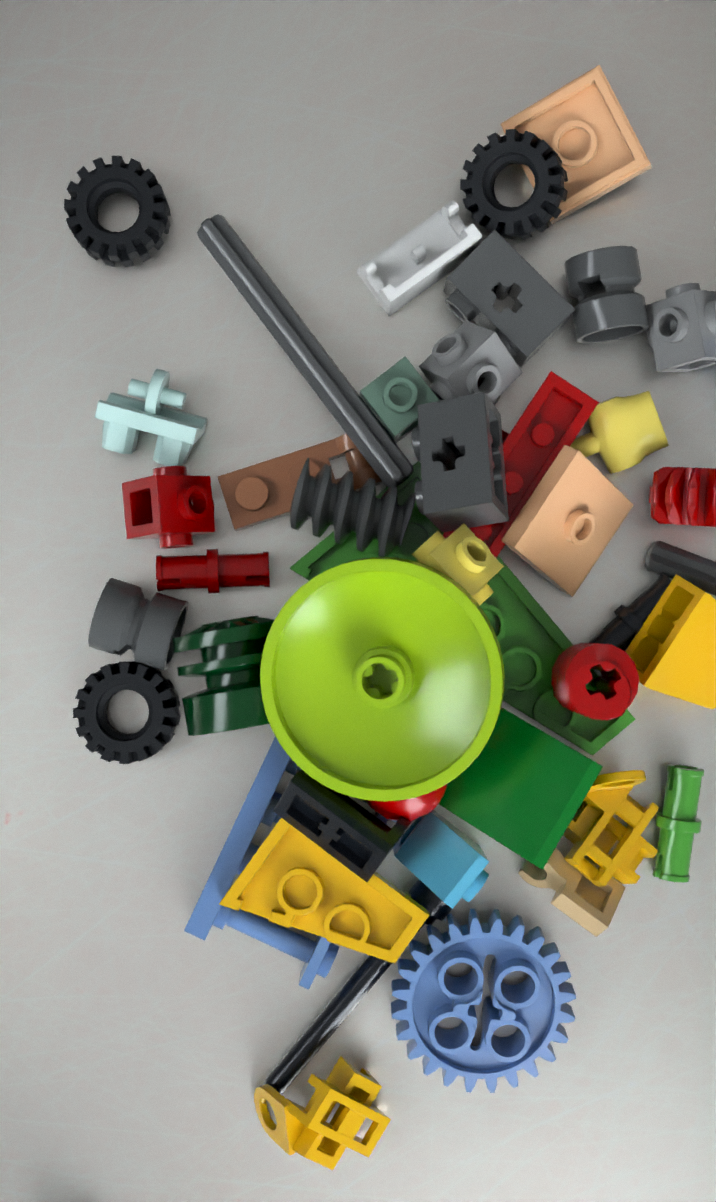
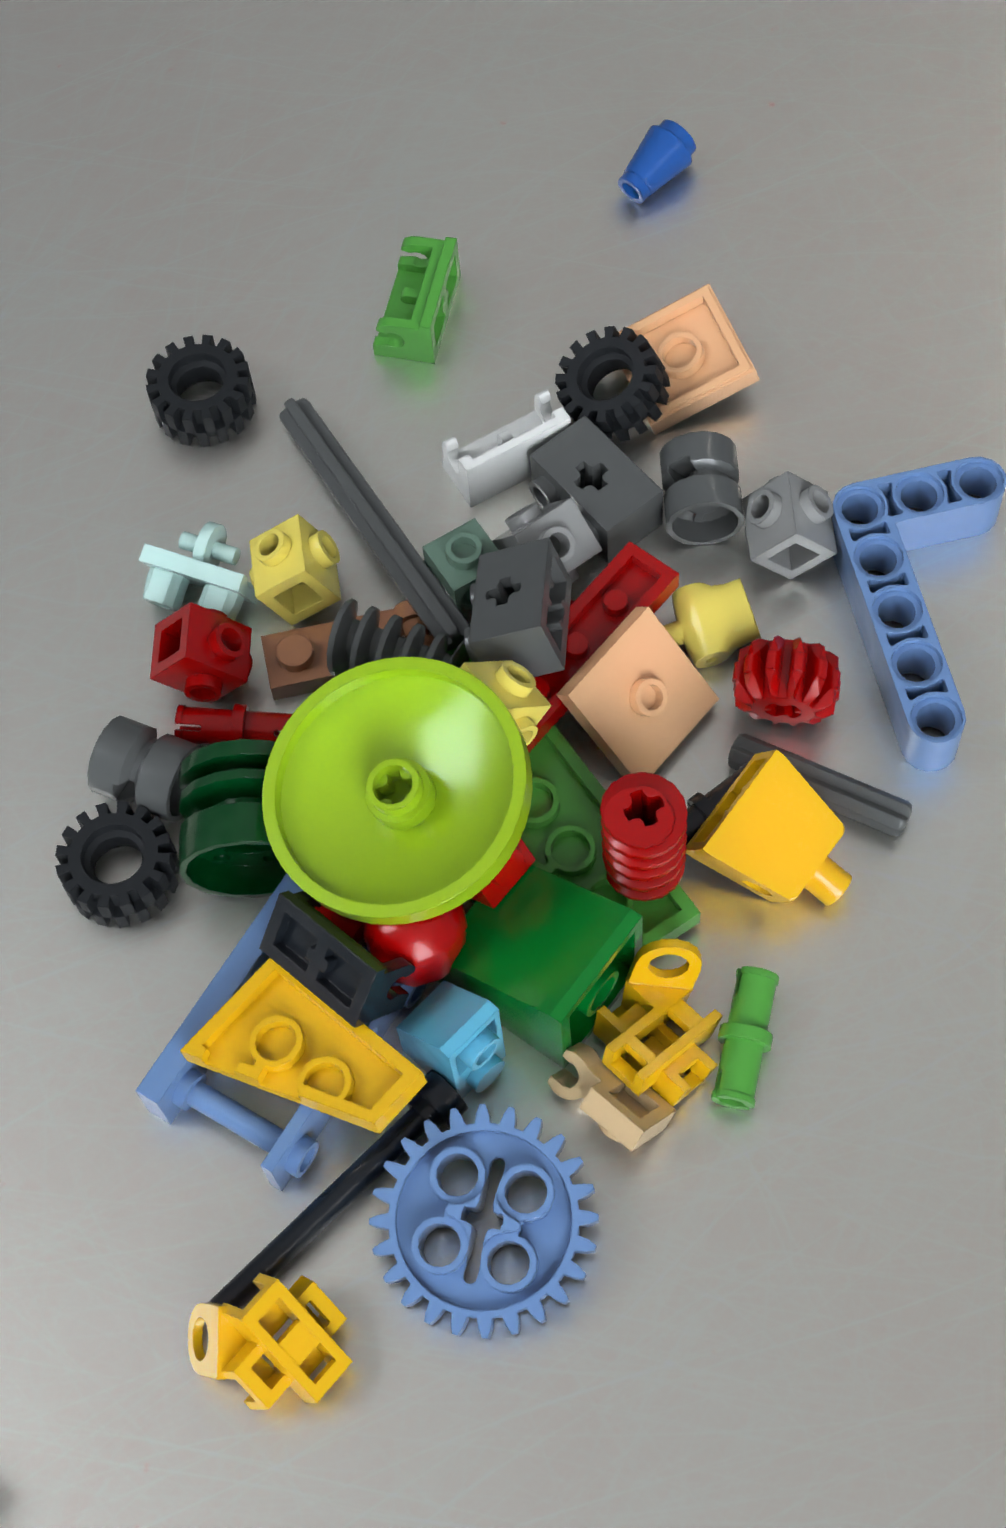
camera: 15 degrees right, 25 degrees down
(240, 411) = (295, 569): none -> light yellow brick
(313, 90) = (419, 300): none -> bright green hinge

